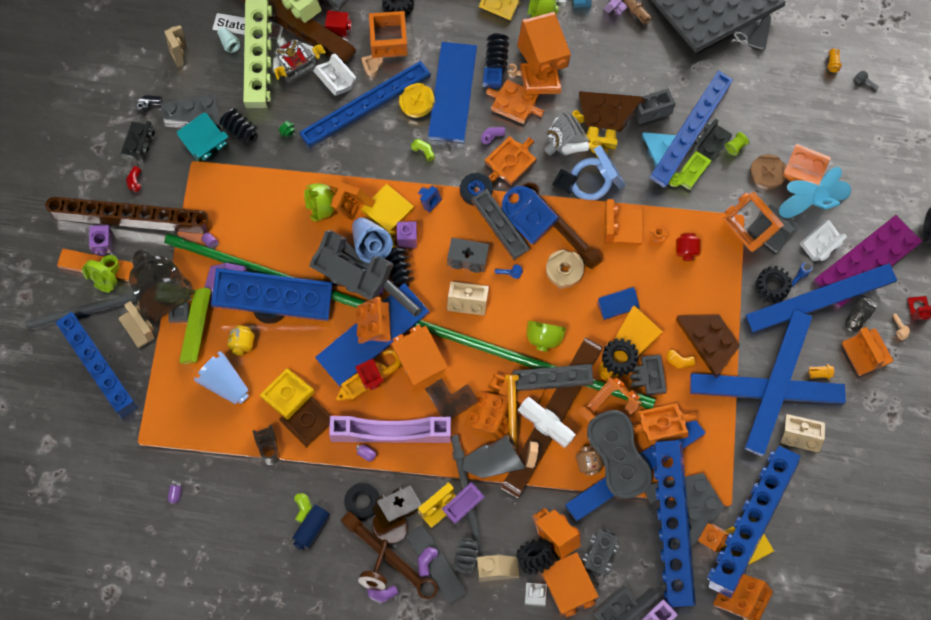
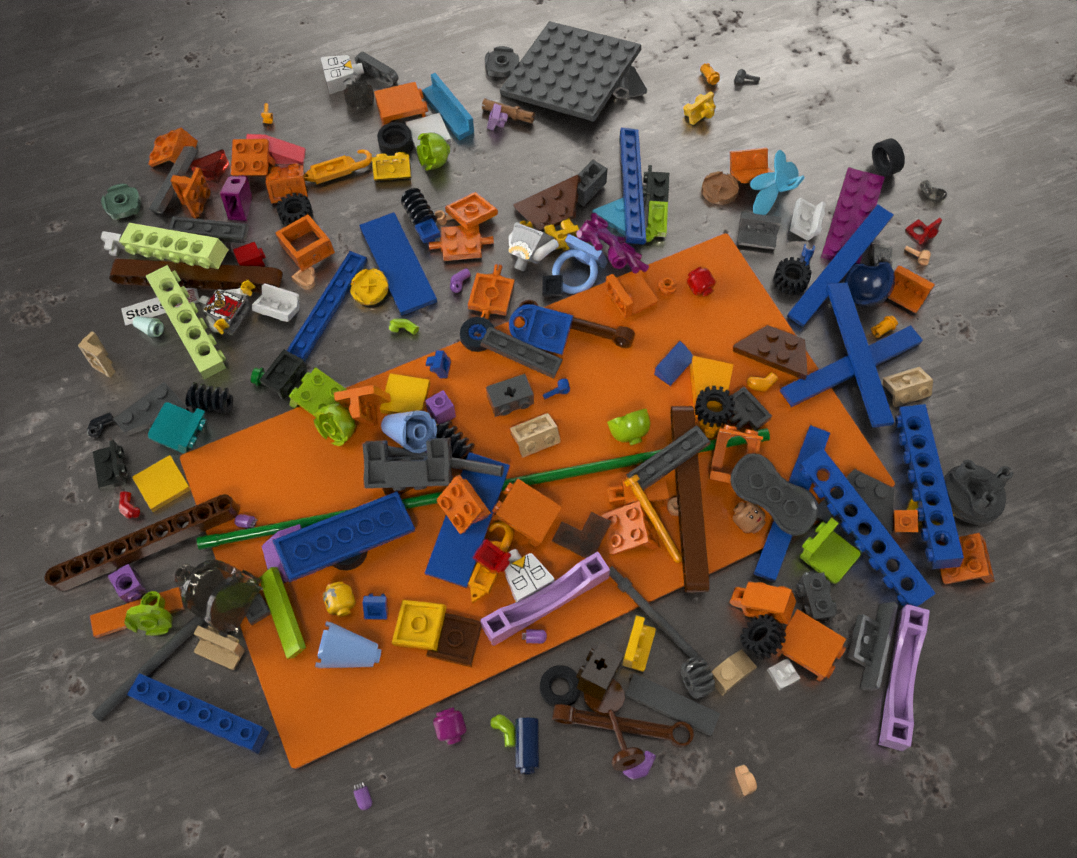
camera: 30 degrees left, 5 degrees down
(167, 175) = (161, 483): none -> yellow tile
(263, 361) = (375, 607): none -> blue tile
(264, 480) = (449, 725): none -> magenta head
(266, 441) = (428, 684): clear smoke piece -> none
(306, 138) = (284, 373): none -> pearl dark grey bracket
(321, 167) = (315, 391): none -> lime bracket
(387, 403) = (526, 575): none -> white torso
(424, 559) = (660, 706): medium lavender arm -> none
(463, 503) = (661, 627): medium lavender tile -> none
(494, 459) = (663, 568): dark grey panel -> none
(532, 454) = (698, 540): light nougat tile -> none
(543, 44) = (456, 178): orange slope -> none
(546, 422) = (692, 502): white piece -> none
(565, 258) = (610, 369): tan plate -> none
(634, 183) = (618, 252): none -> magenta plant
(636, 525) = (829, 552): none -> lime bracket
(663, 423) = (791, 444): orange plate -> none
(737, 144) = (679, 176): lime bush -> none
(752, 244) = (761, 236): orange window -> none
(791, 550) = (976, 492): none -> dark grey piece
(804, 89) = (703, 107): none -> yellow hips
(831, 329) = (870, 284): none -> dark blue cylinder

